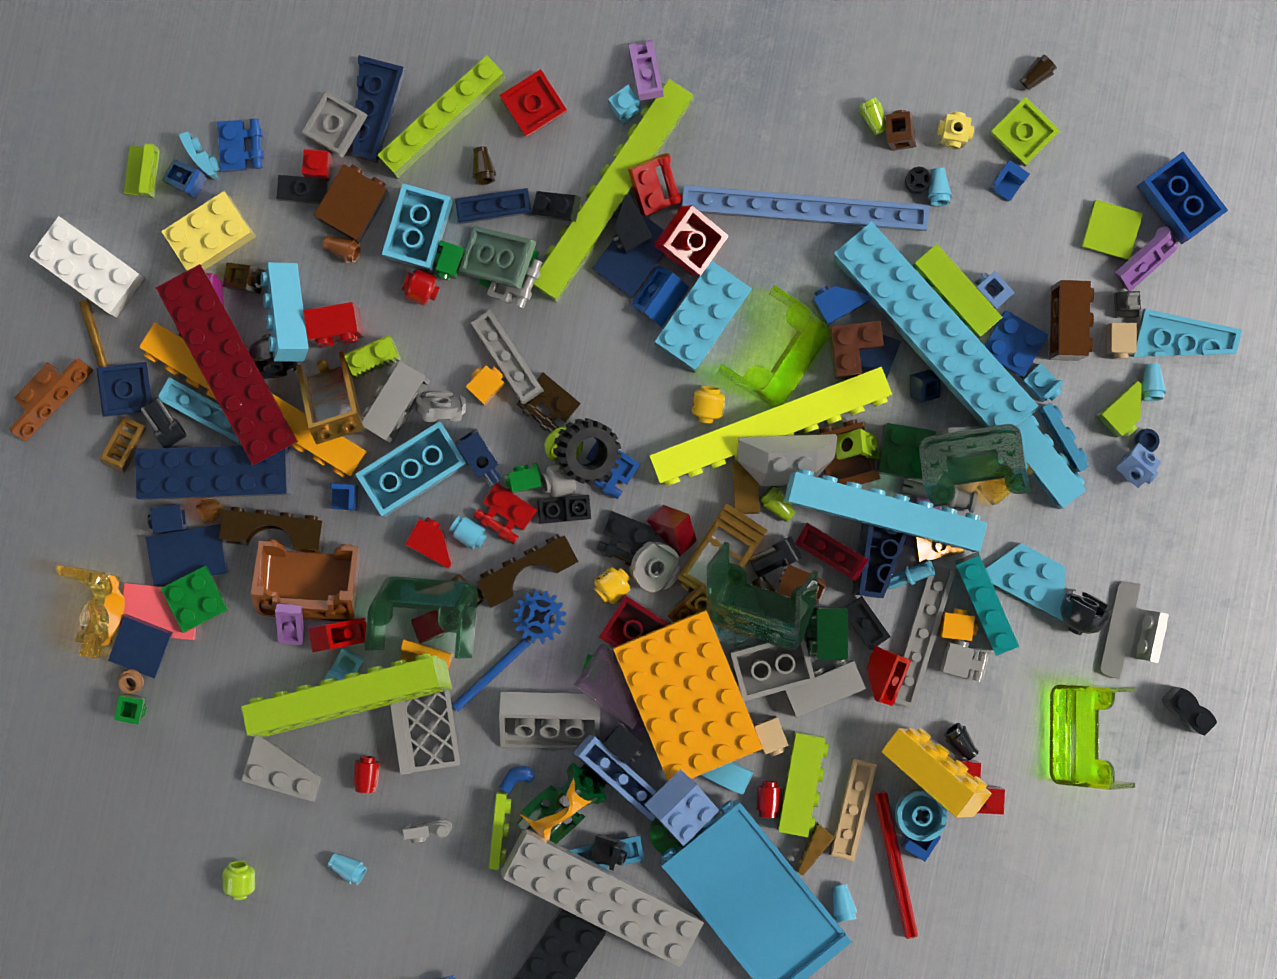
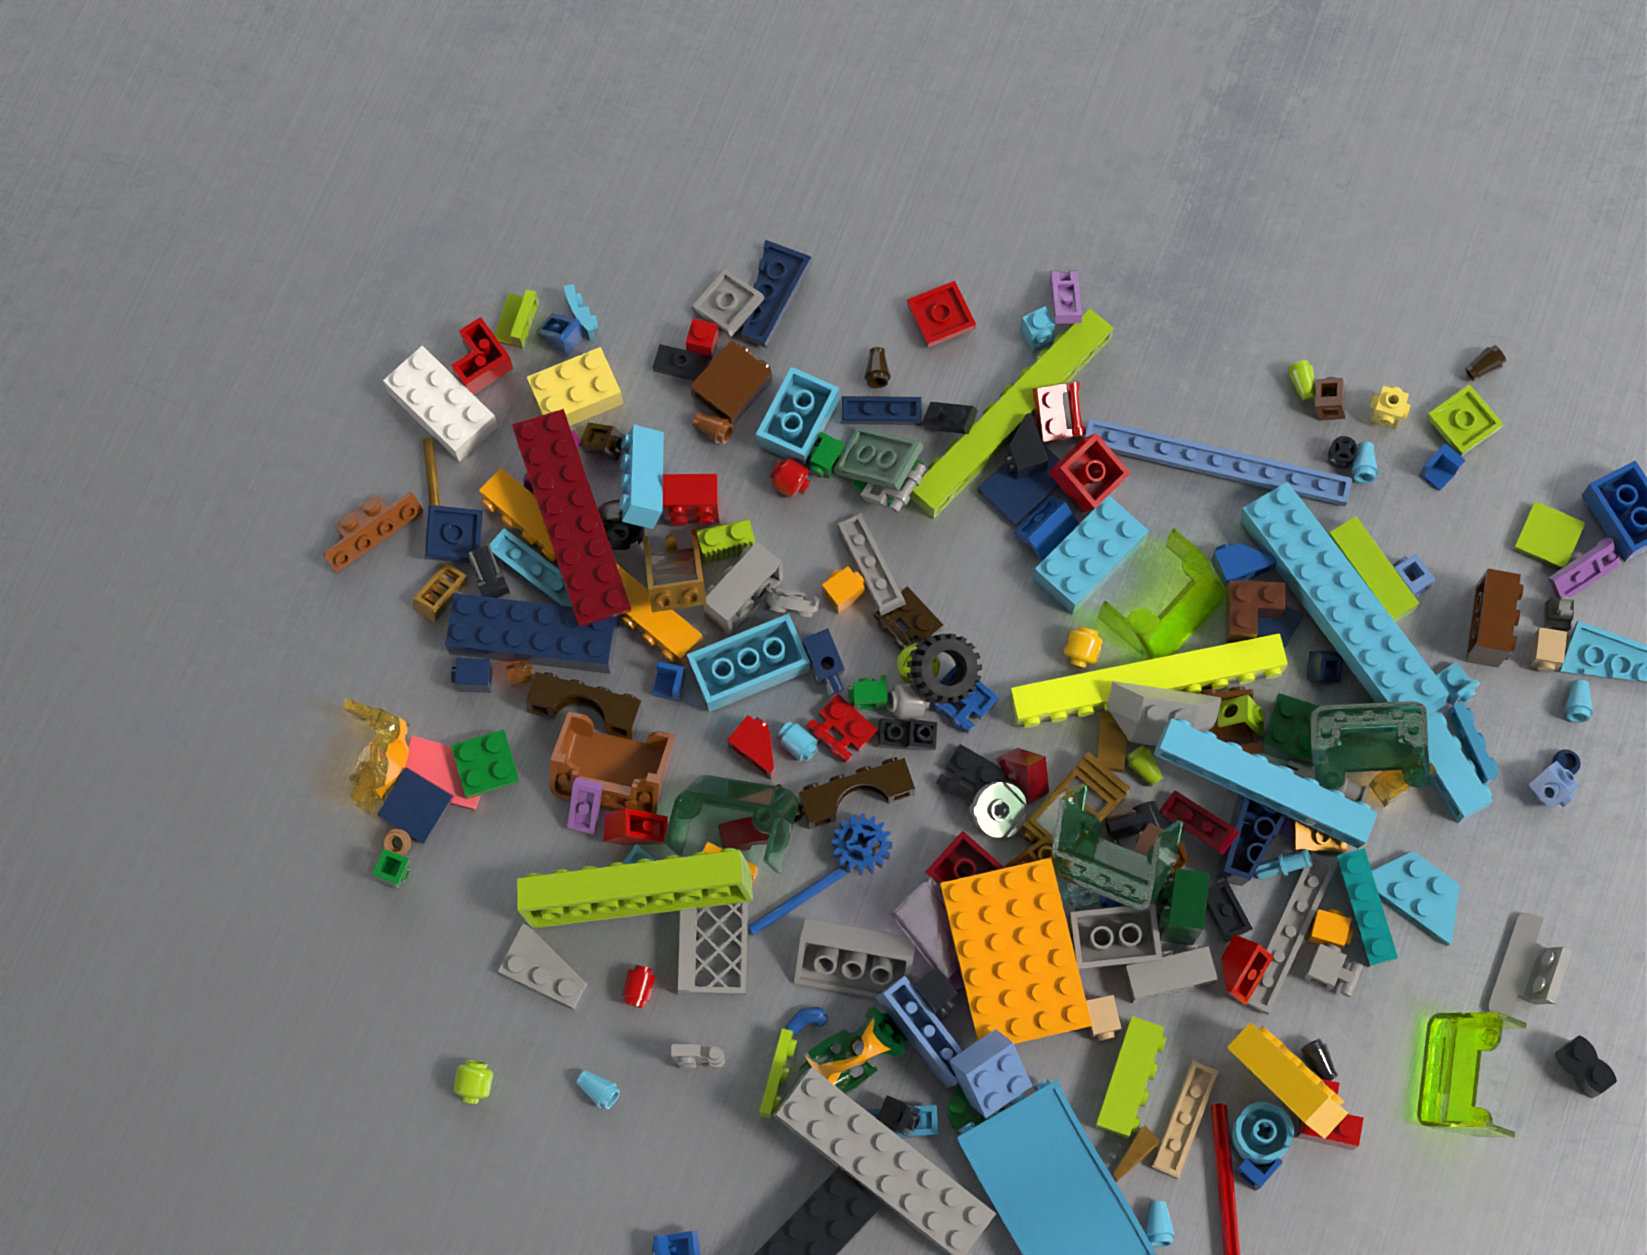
camera: 15 degrees right, 15 degrees down
(121, 217) = (485, 360): none -> red brick
(185, 551) = (482, 712): dark blue tile -> none
(232, 145) = (616, 309): blue plate -> none
(441, 116) = (842, 311): lime brick -> none
(612, 585) = (947, 822): yellow head -> none
(731, 776) = (1048, 1054): medium azure slope -> none
(769, 799) = (1090, 1089): red brick -> none
(1015, 343) = (1432, 635): blue plate -> none
(1084, 613) = (1475, 937): black cylinder -> none
(1123, 412) = (1542, 727): lime slope -> none

